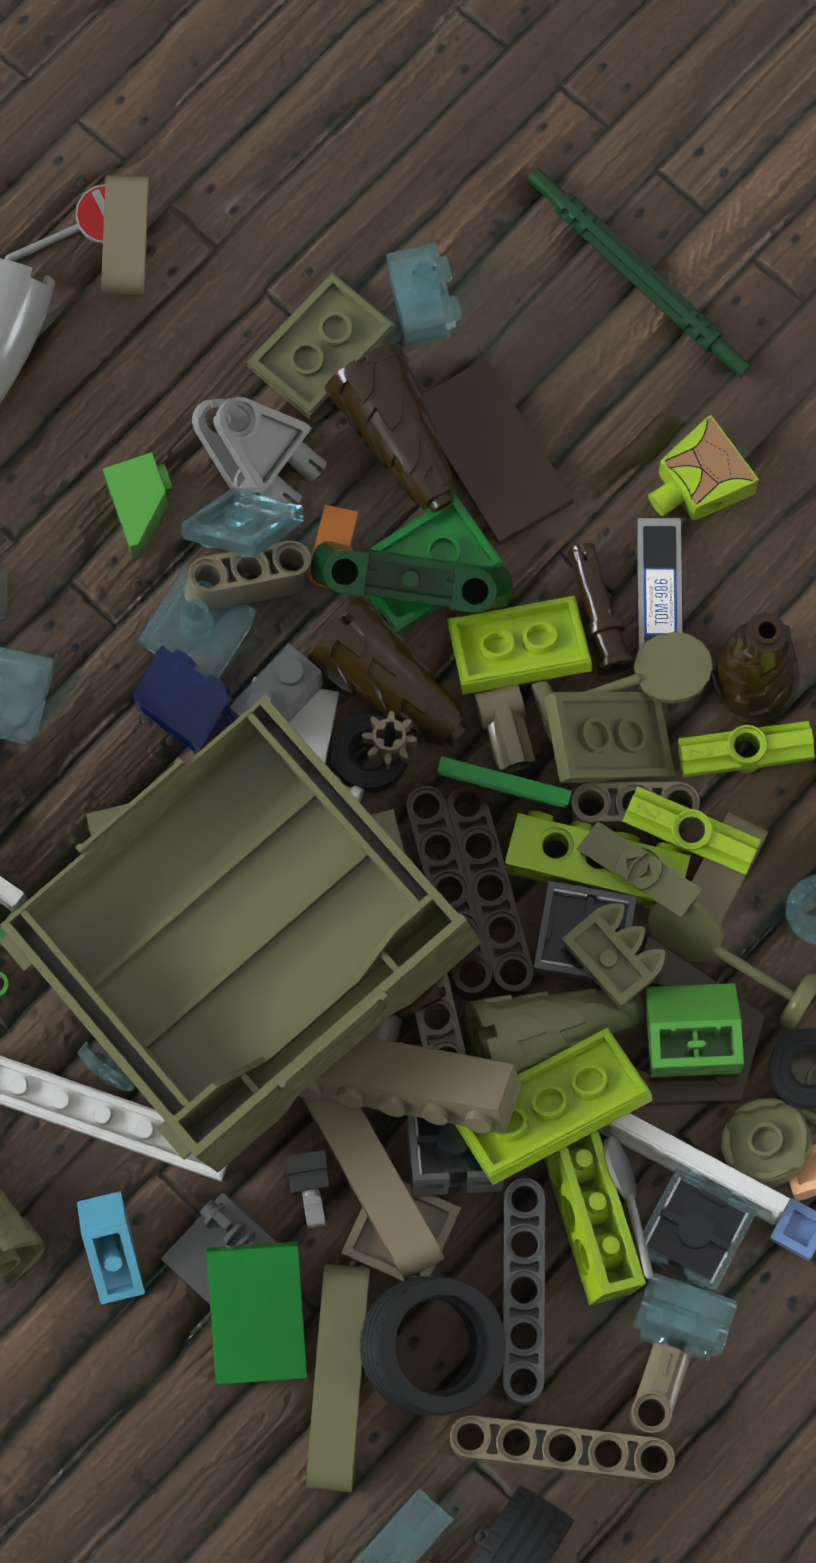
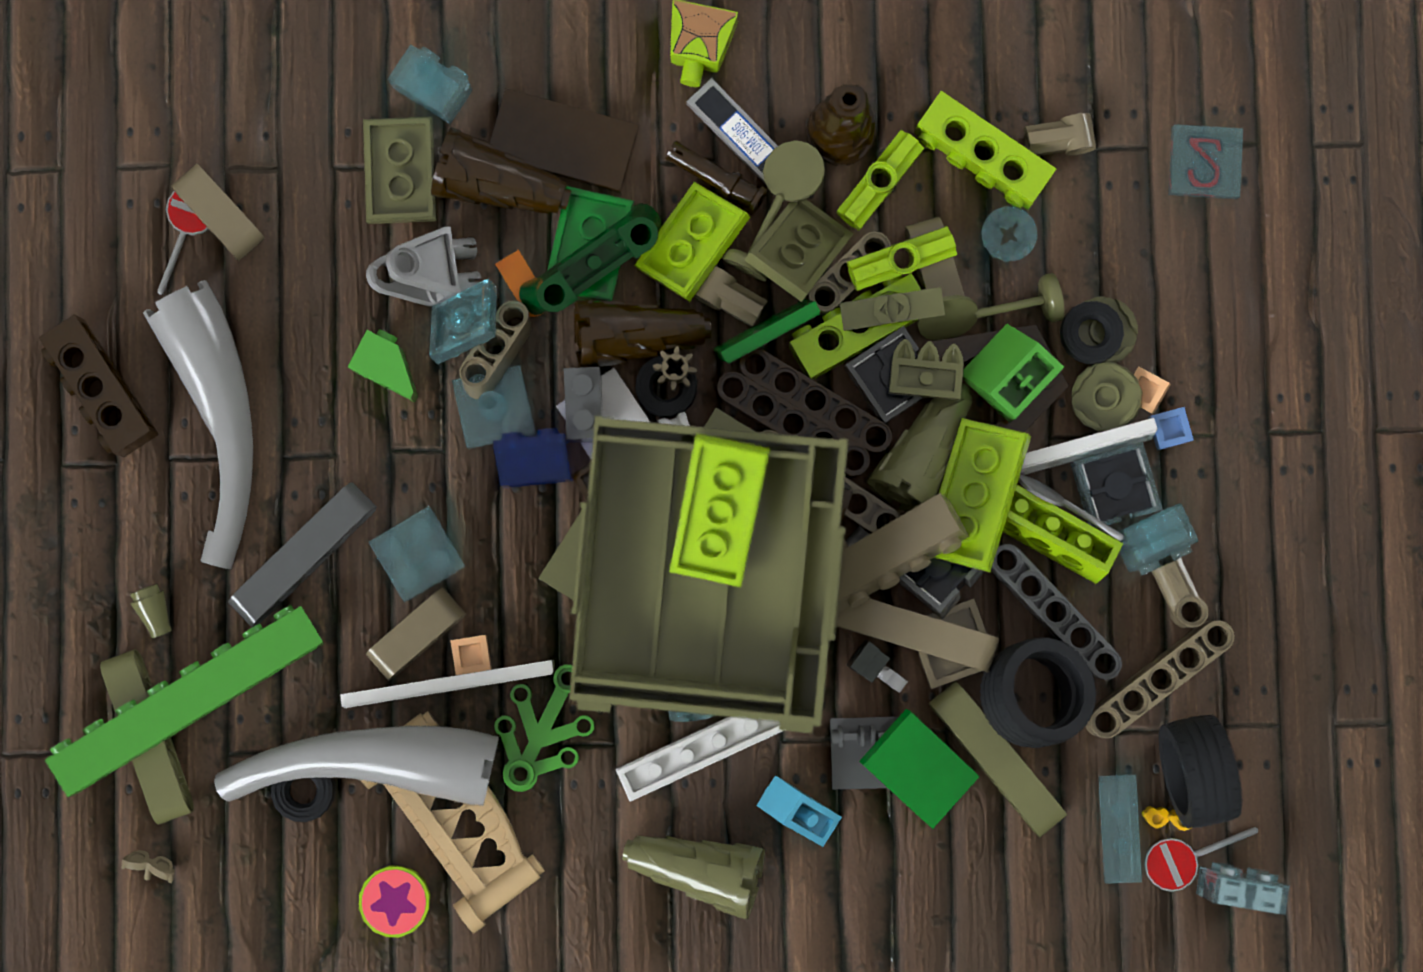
camera: 50 degrees left, 10 degrees up
(294, 881) = (719, 509): none -> lime tile

